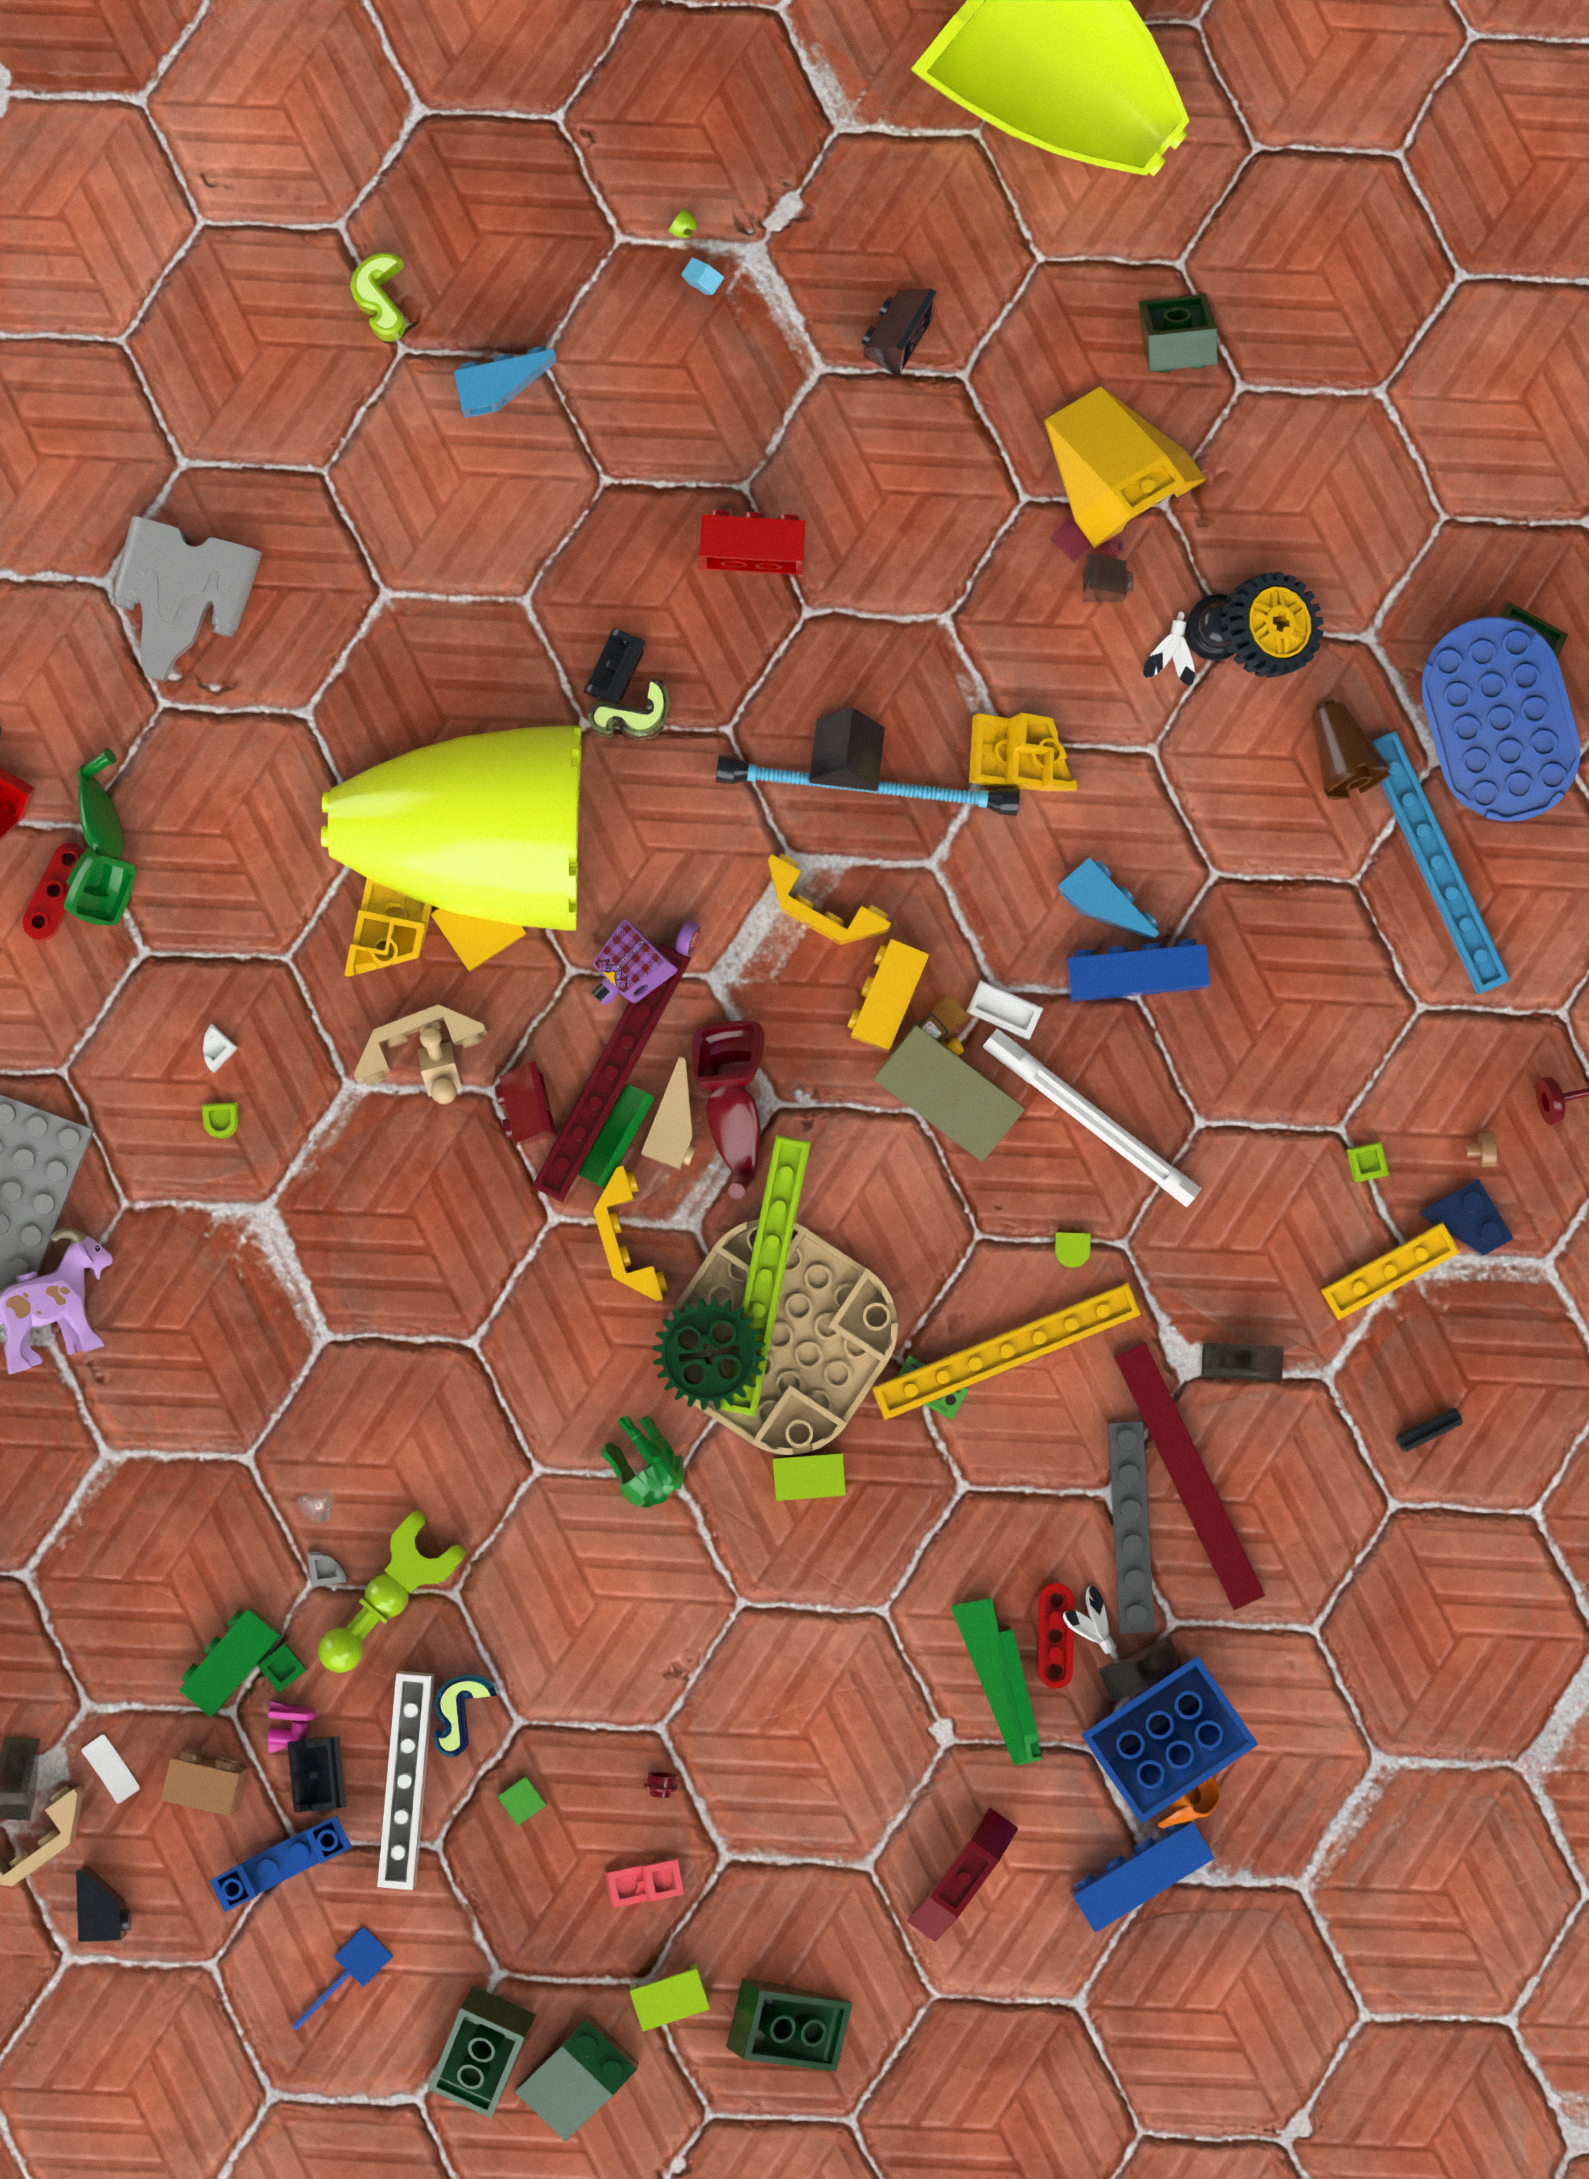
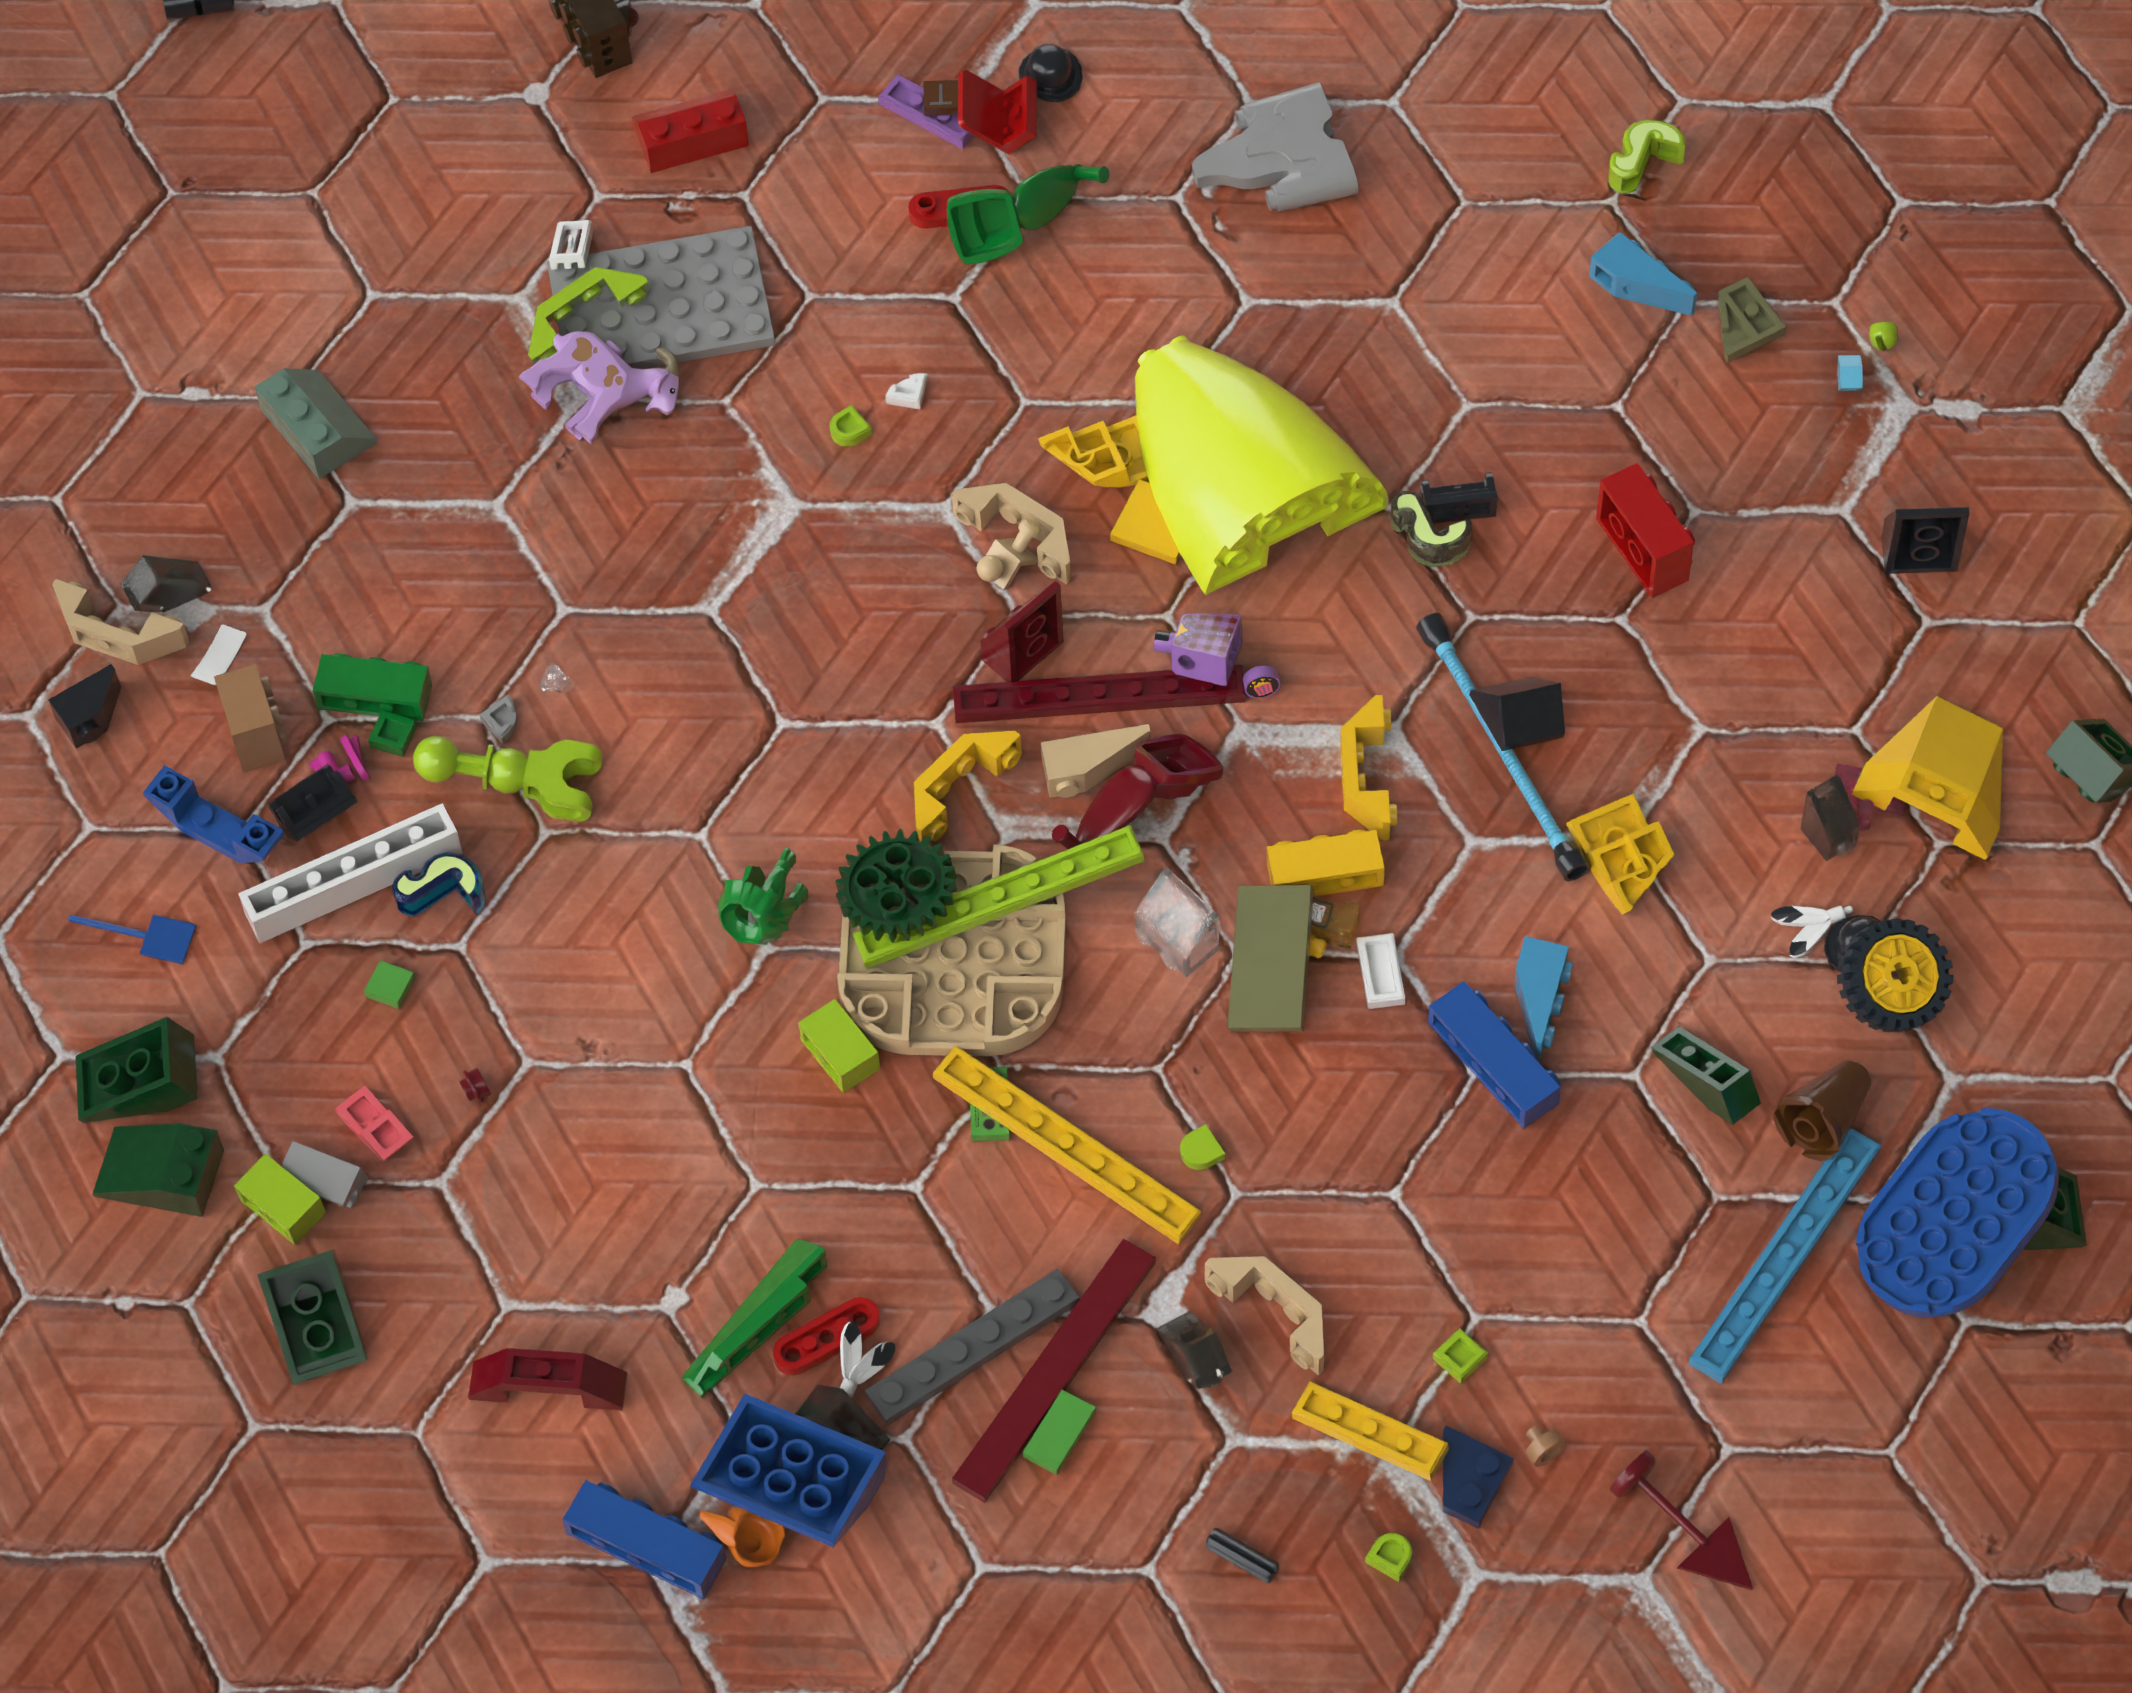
camera: 65 degrees right, 25 degrees down
(595, 323) = (1746, 320): none -> olive wing
(616, 1136) = (1047, 723): green tile -> none
(669, 1950) = (325, 1174): none -> light grey hinge
(874, 1149) = (1177, 924): none -> clear slope
(1091, 1117) = (1333, 1096): white piece -> none
(1243, 1504) = (1059, 1432): none -> bright green tile
(1255, 821) = (1709, 1074): none -> dark green slope
(1289, 1270) = (1236, 1274): none -> tan slope
(1495, 1318) = (1390, 1555): none -> lime tile

